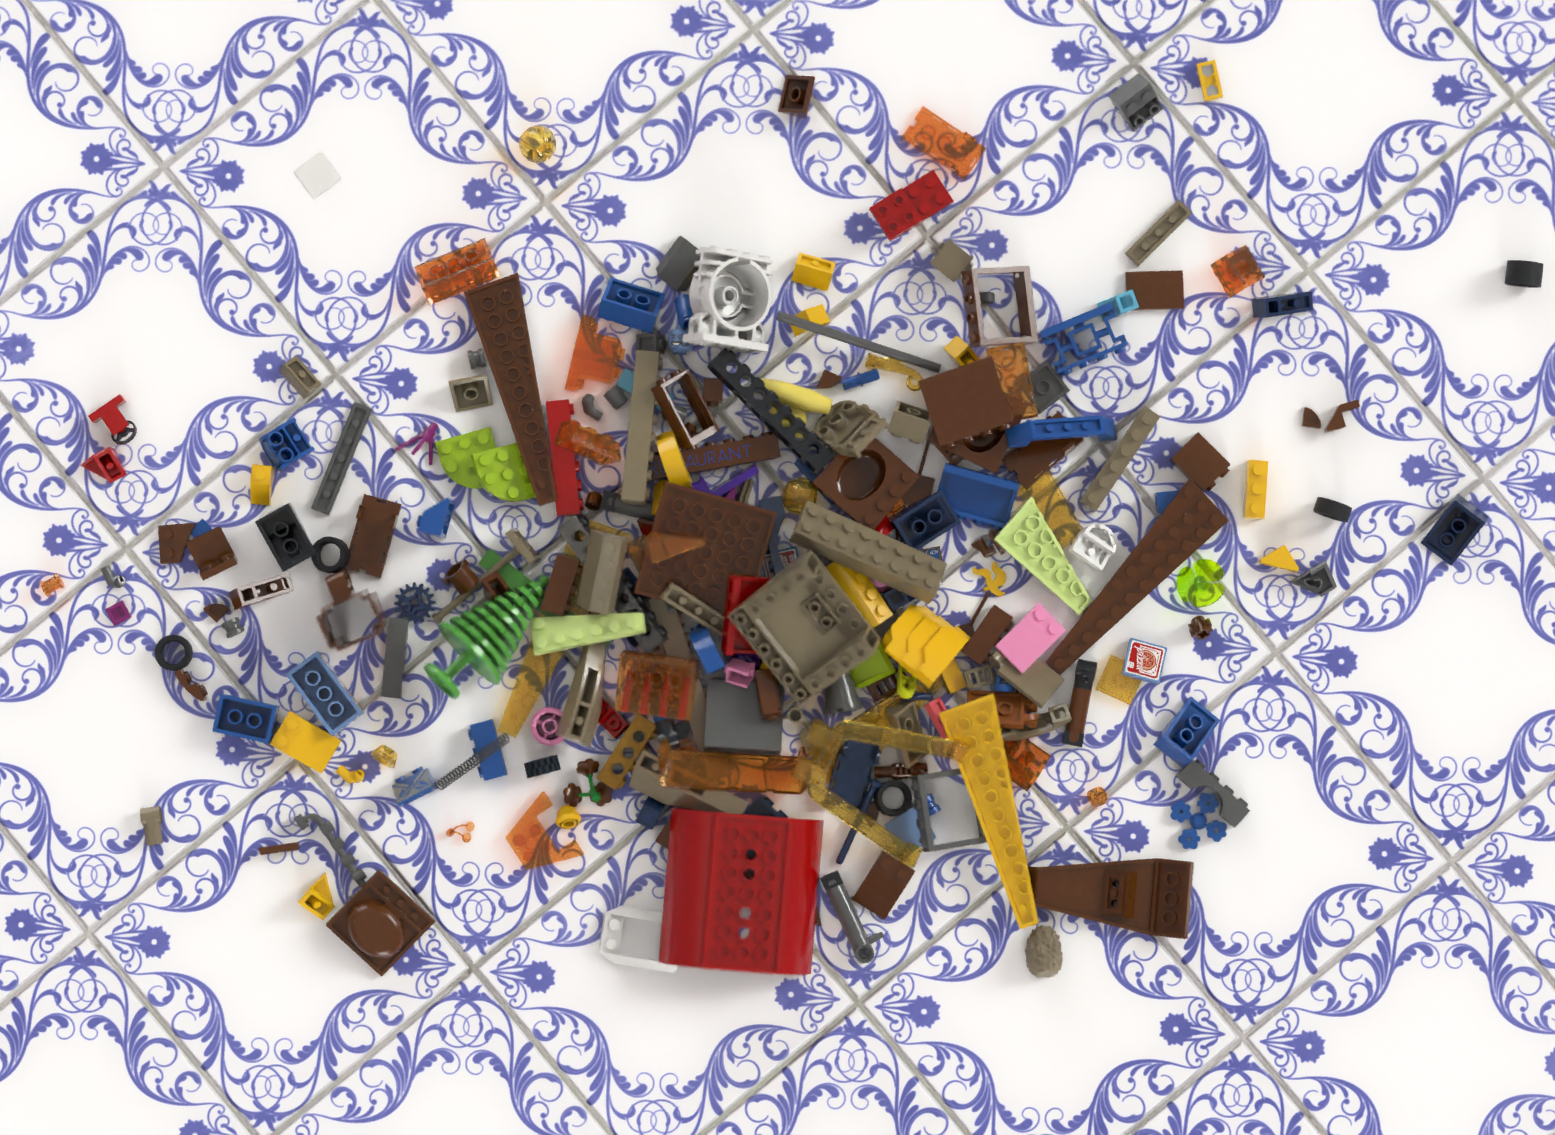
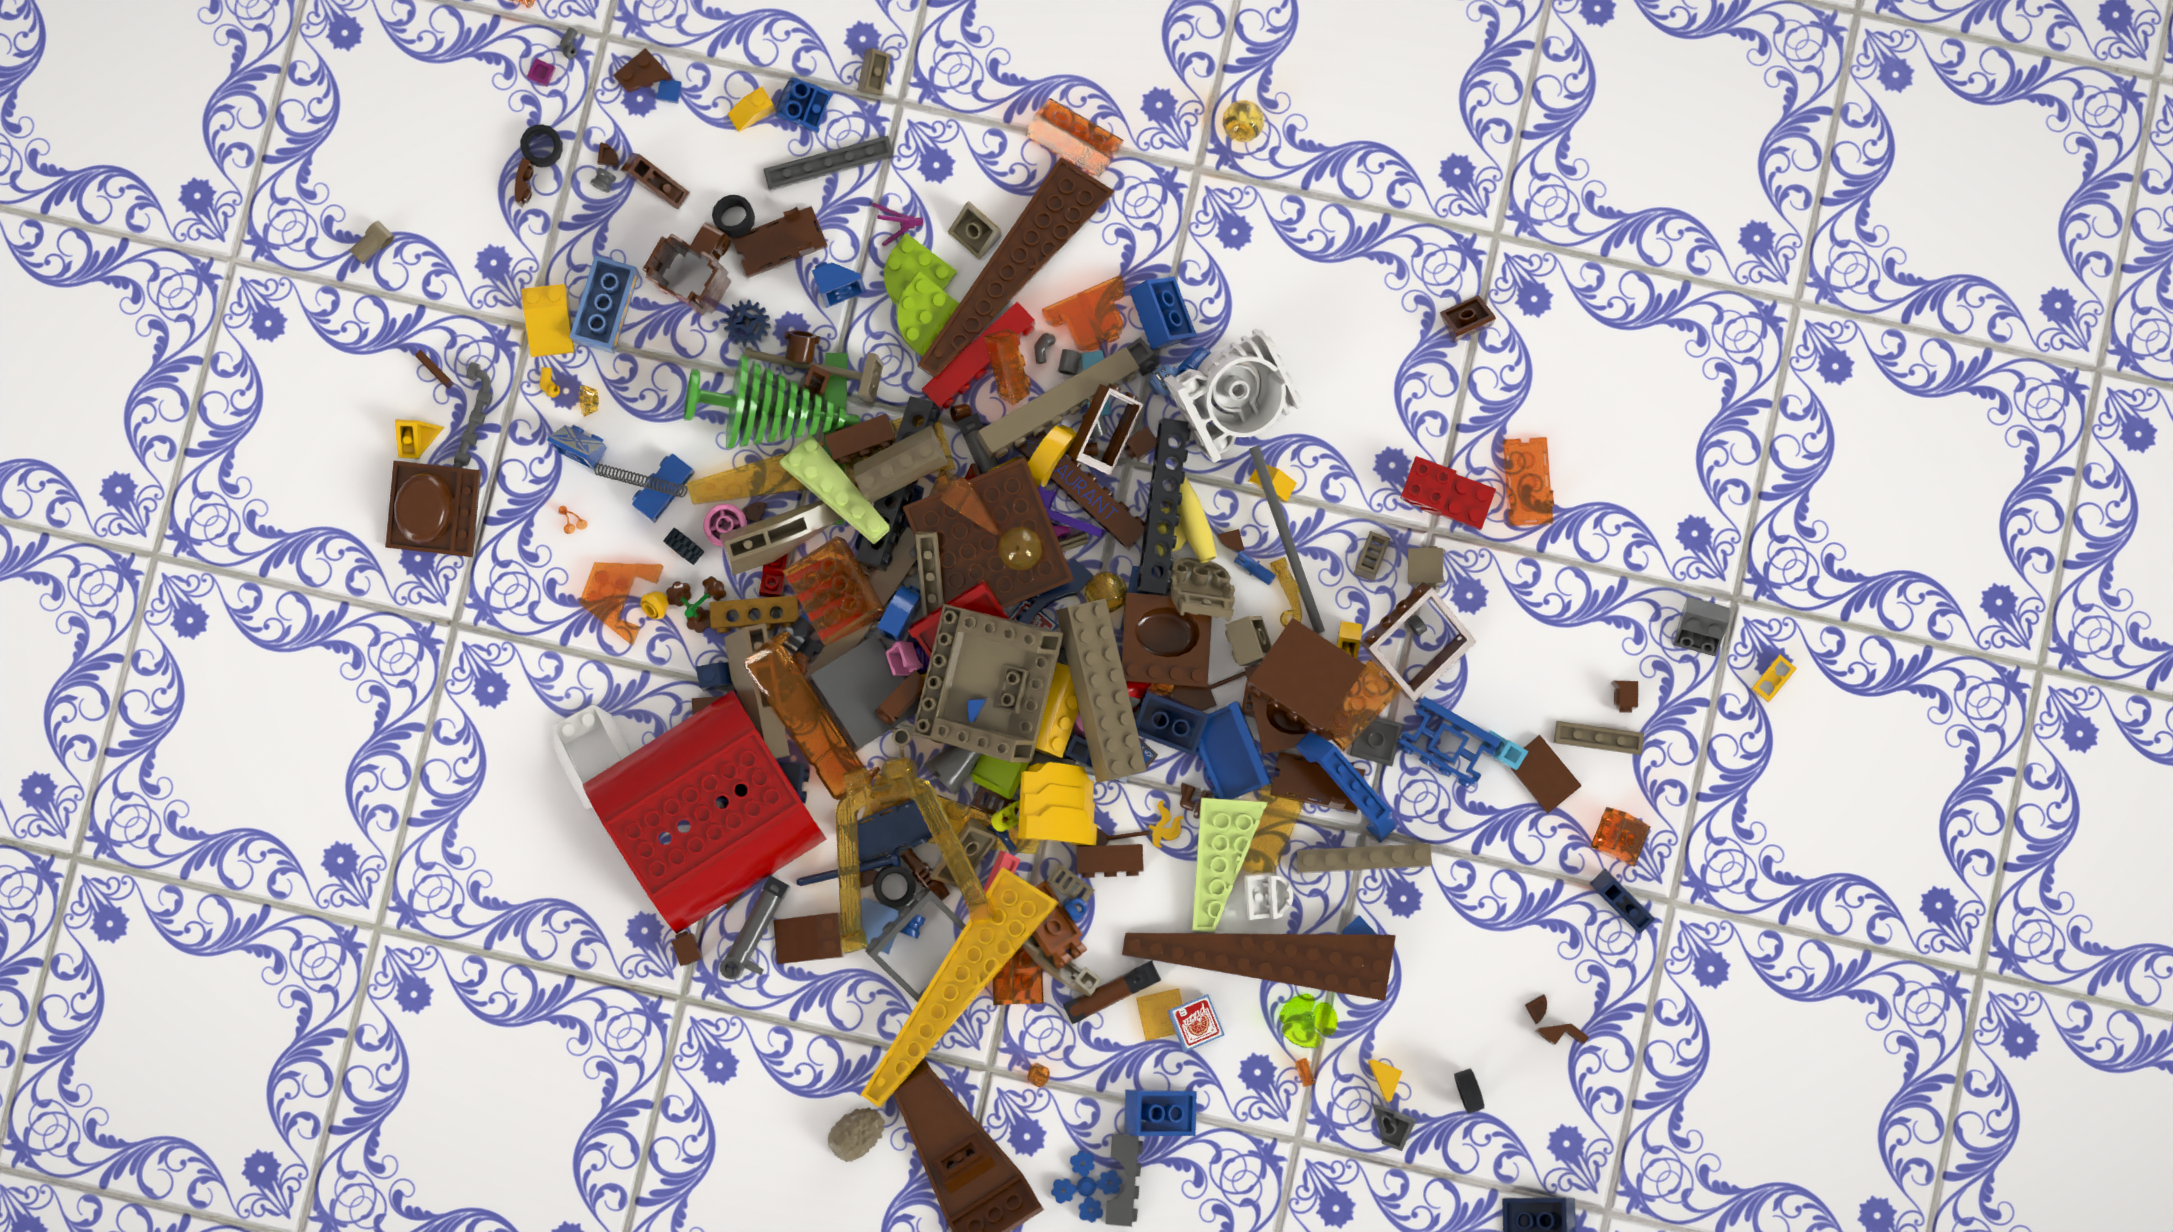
camera: 60 degrees right, 5 degrees down
(212, 552) = (656, 111): reddish brown bracket -> none
(245, 718) = (529, 251): blue brick -> none
(286, 537) = (720, 164): black slope -> none
(395, 657) = (683, 342): dark grey slope -> none
(476, 358) = (1009, 213): dark grey wheel -> none
(553, 698) = (754, 511): none -> reddish brown tile
(678, 265) = (1230, 325): dark grey slope -> none
(728, 525) = (1029, 550): none -> clear yellow helmet
(813, 271) = (1319, 452): yellow panel -> none
(814, 648) = (975, 706): none -> blue slope
(827, 974) = (686, 948): none -> reddish brown brick
(923, 303) = (1366, 568): none -> dark tan slope
(953, 677) = (1048, 856): yellow panel -> none
(1030, 638) = (1136, 900): bright pink slope -> none
(1035, 683) = (1102, 922): dark tan tile -> none
(1144, 191) = (1625, 695): none -> reddish brown window
(1200, 462) = (1418, 936): reddish brown brick -> none
(1200, 627) = (1266, 1051): reddish brown gear -> none
(1233, 611) = (1304, 1071): none -> clear orange pin
(1255, 489) = (1432, 1005): yellow brick -> none
(1524, 273) = (1825, 1103): black piece -> none

